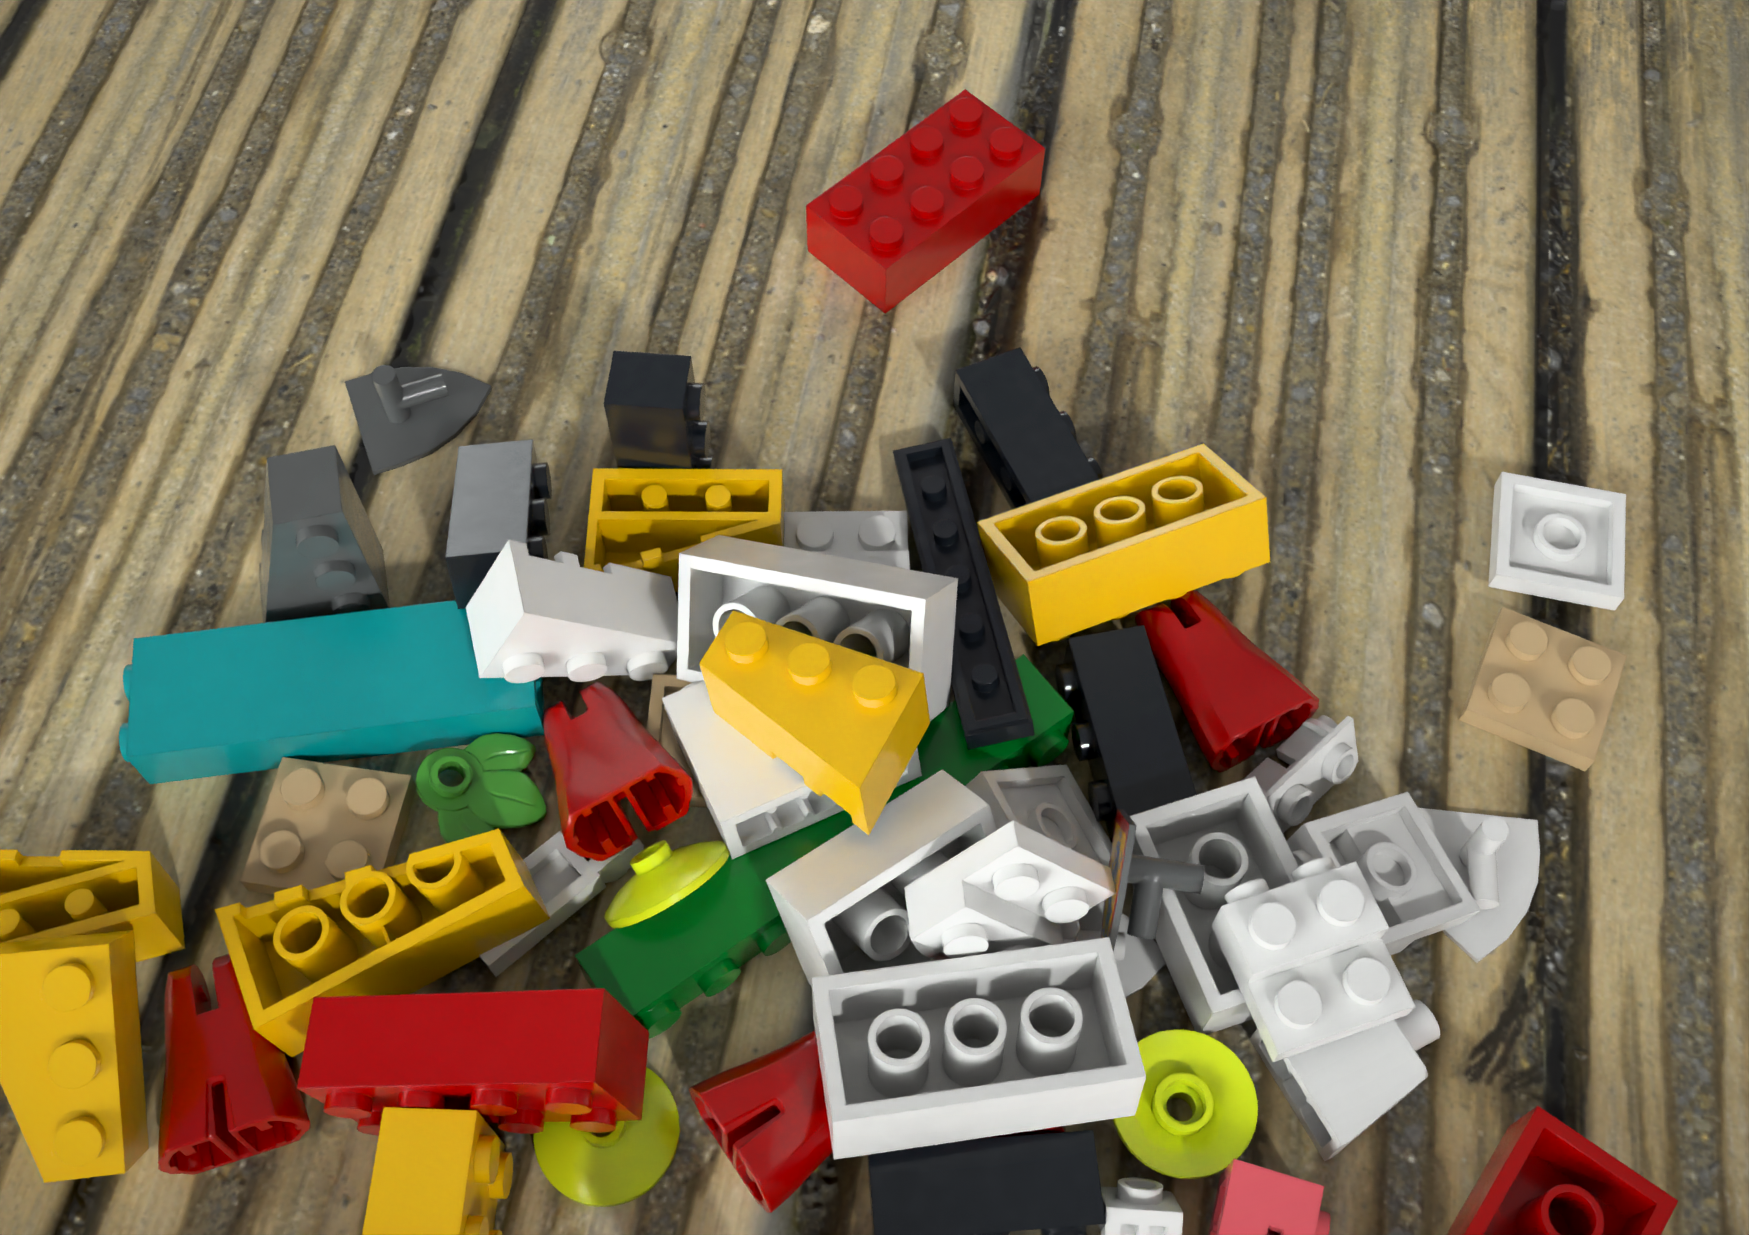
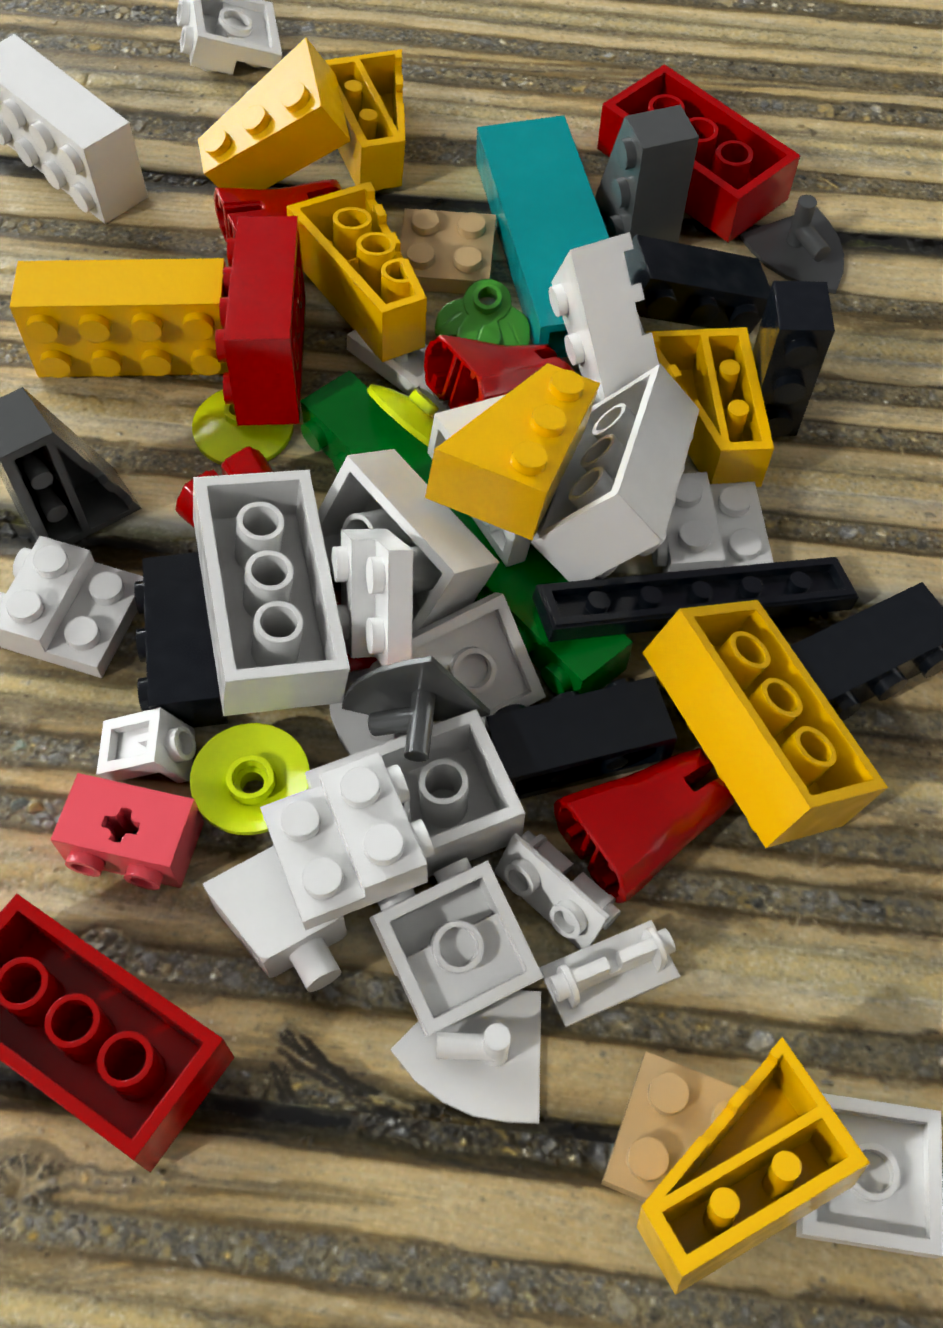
camera: 85 degrees right, 0 degrees up
(197, 506) = (737, 165): none -> red brick
(1384, 733) = (610, 972): none -> white hinge
(1605, 620) = (750, 1173): none -> yellow wedge

